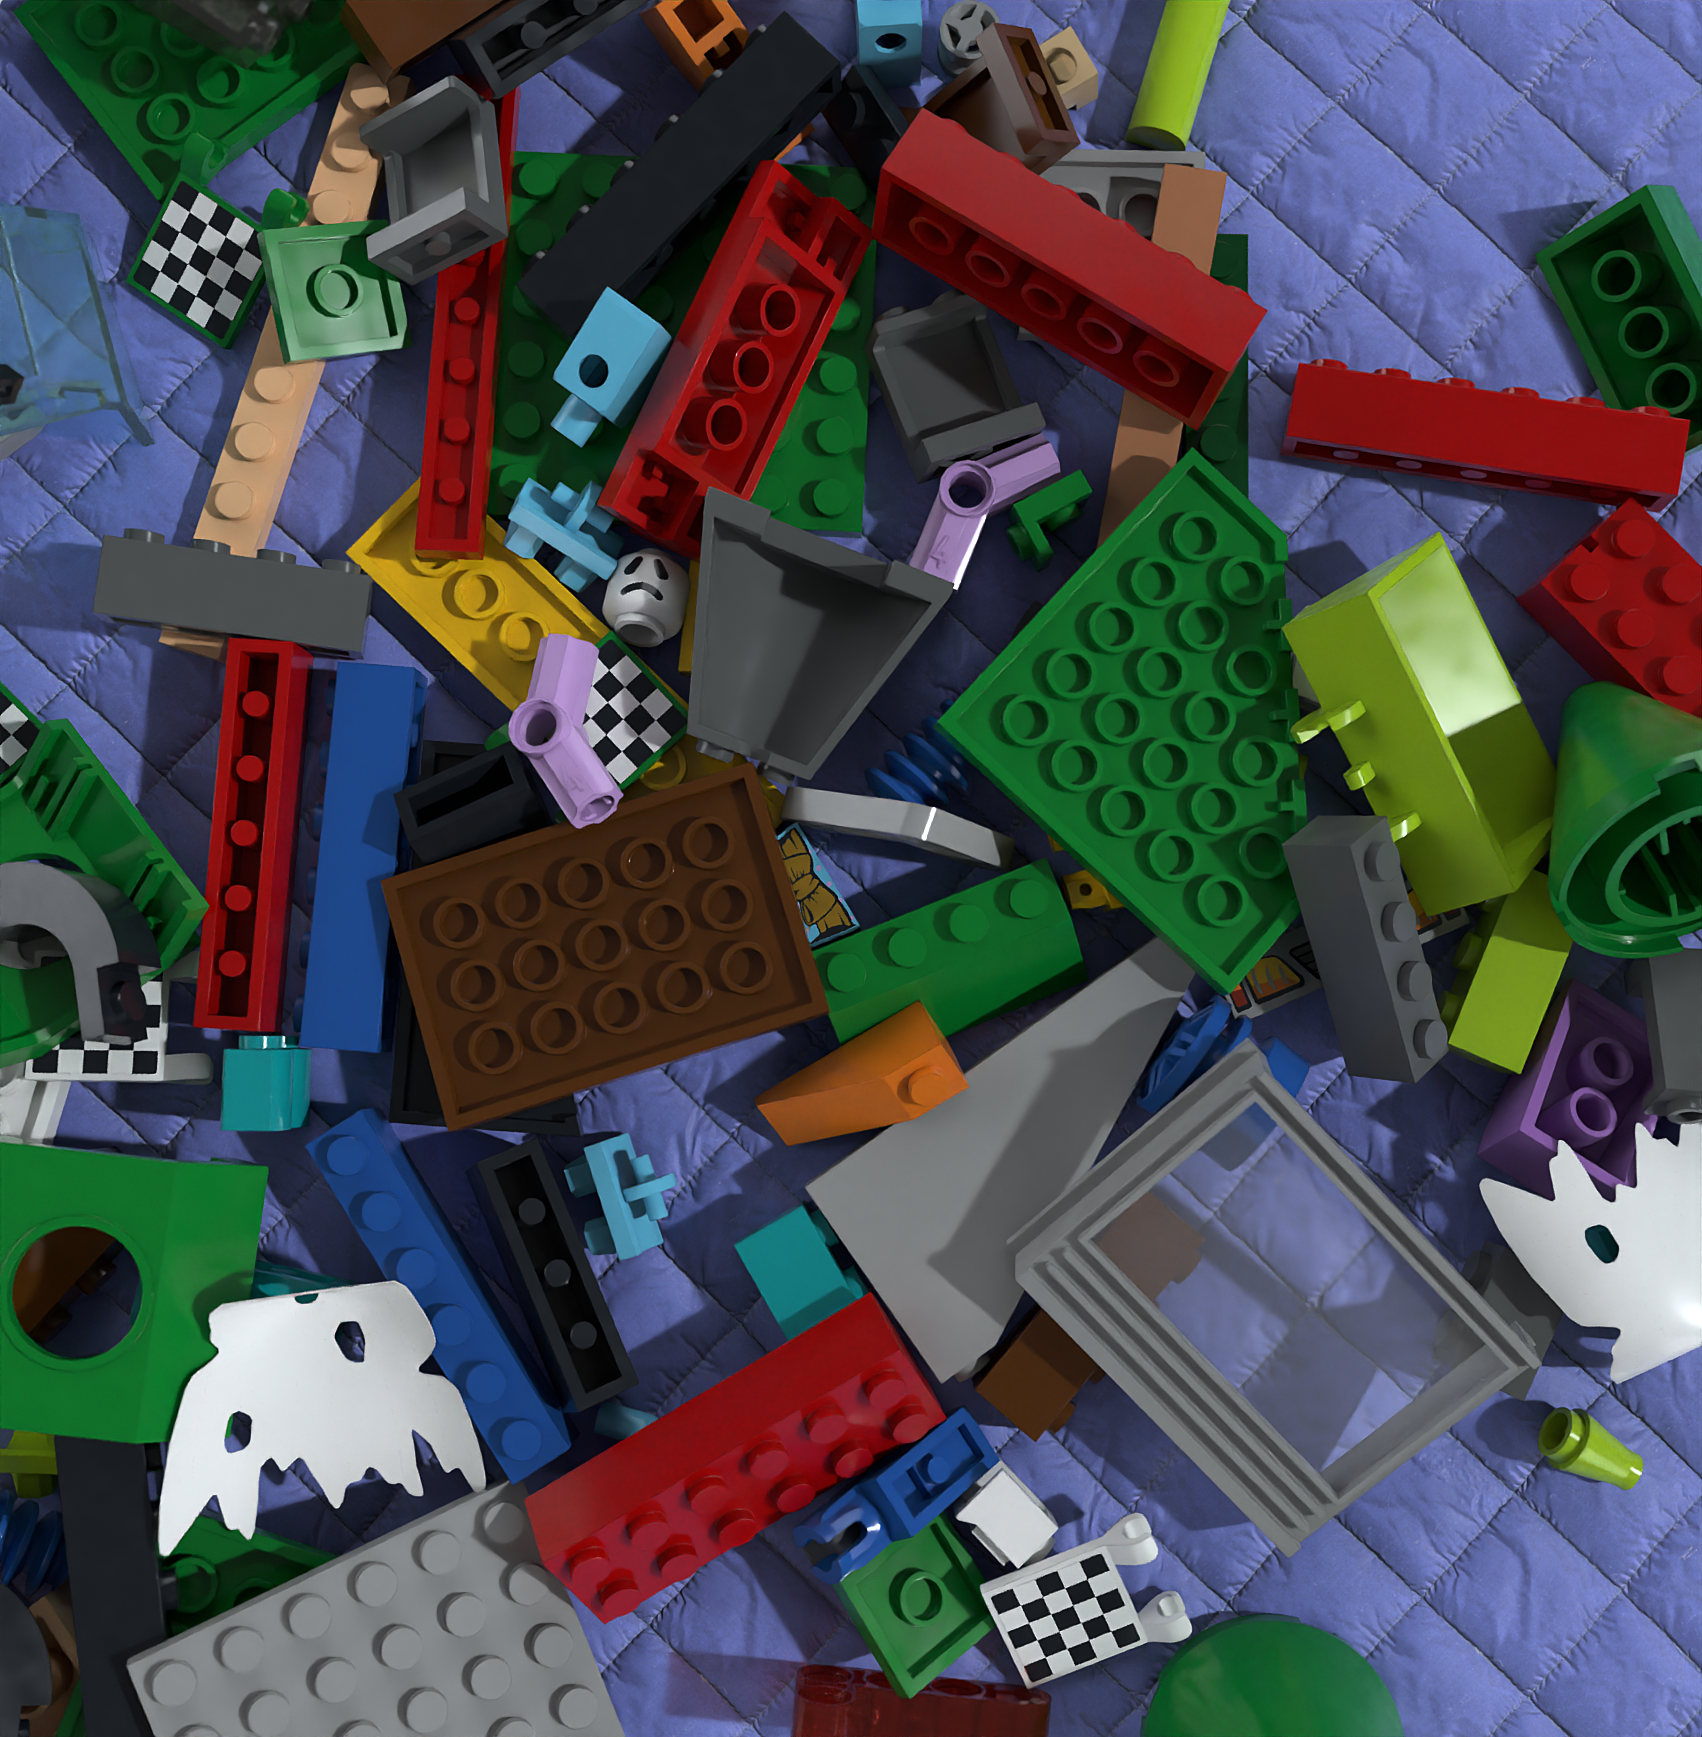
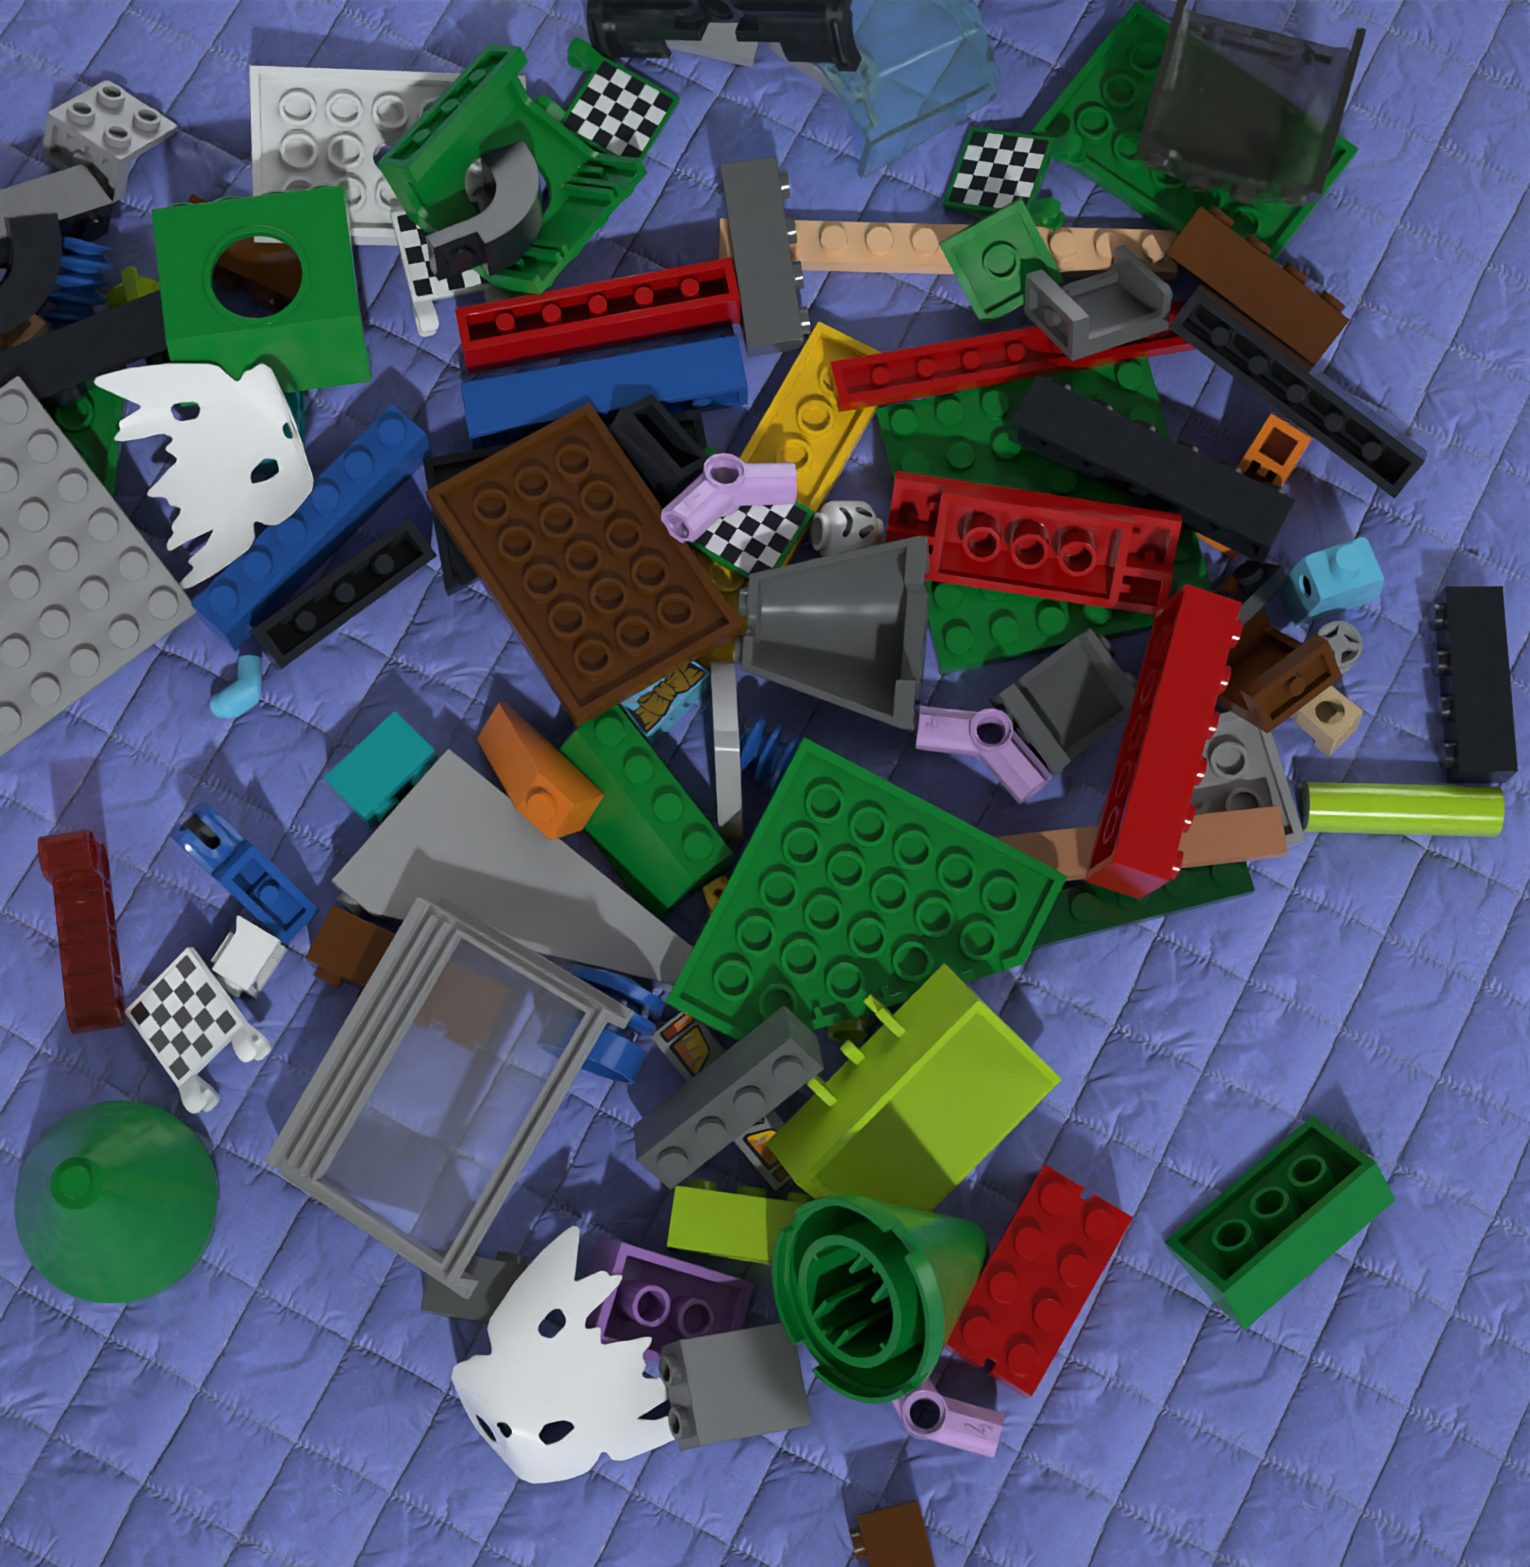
camera: 70 degrees right, 10 degrees down
(265, 1085) = (428, 369): teal brick -> none
(570, 525) = (879, 459): medium azure hips -> none
(614, 344) = (999, 452): medium azure torso -> none
(627, 1194) = (410, 632): medium azure hips -> none
(733, 1460) = (244, 751): red brick -> none
(918, 1605) = (172, 906): green plate -> none
(1051, 507) = (998, 797): green bracket -> none
(1484, 435) = (1149, 1099): red brick -> none
(1585, 1448) = (397, 1380): lime cone -> none

